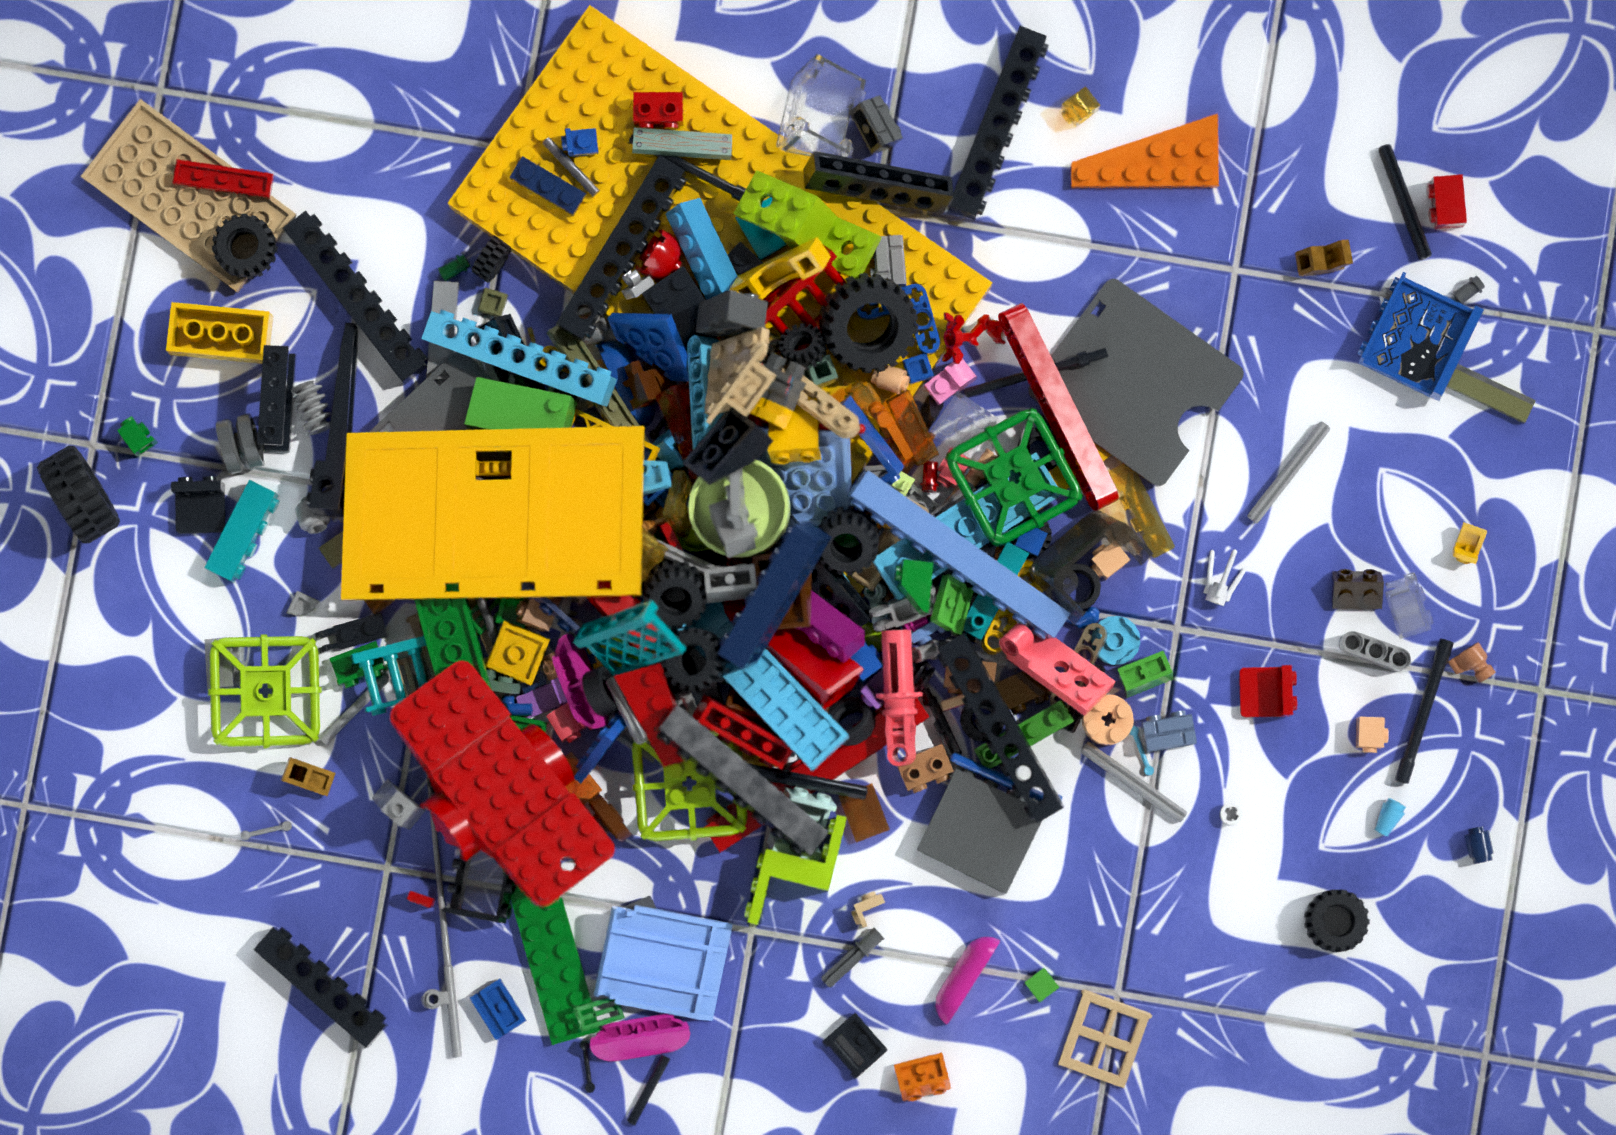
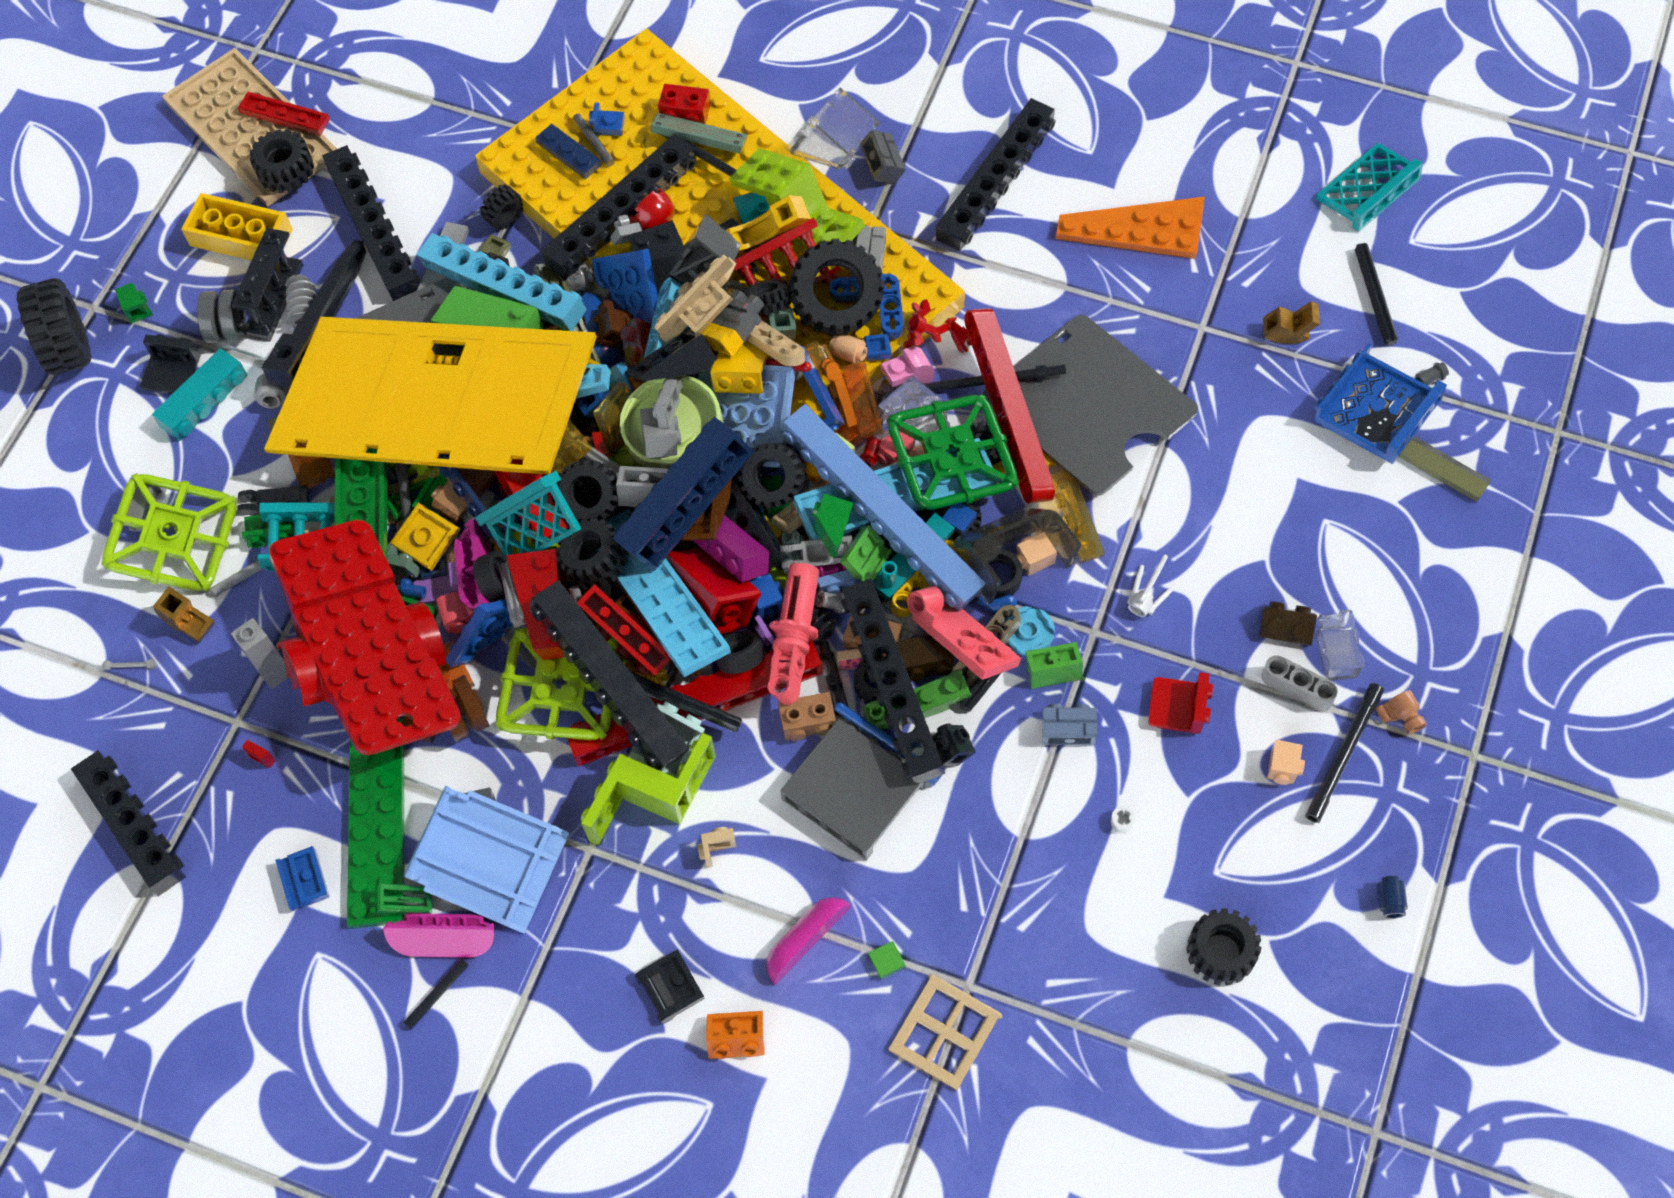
camera: 10 degrees right, 20 degrees down
(302, 604) = (235, 468): light grey tile -> none
(449, 996) = (257, 856): light grey piece -> none
(454, 267) = (467, 214): dark green pin -> none
(481, 889) = (323, 750): clear window -> none
(590, 1087) = (375, 979): black hinge -> none
(702, 247) = (690, 200): dark azure brick -> none
(852, 957) = (688, 893): dark grey axle -> none
(865, 815) = (735, 752): clear orange plate -> none
(878, 182) = (887, 190): black brick -> none
(1065, 772) = (953, 744): none -> black brick
(1079, 107) = (1075, 172): clear yellow brick -> none
(1115, 732) = (1019, 698): light nougat brick -> none
(1134, 782) = (1024, 770): light grey axle -> none
(1148, 770) = (1042, 761): medium azure hinge -> none
(1289, 472) = (1230, 506): light grey axle -> none
(1389, 816) = (1296, 850): medium azure cone -> none
(1401, 82) = (1383, 193): none -> teal fence
(1447, 201) = (1418, 297): red brick -> none
(1469, 543) = (1410, 597): yellow bracket -> none

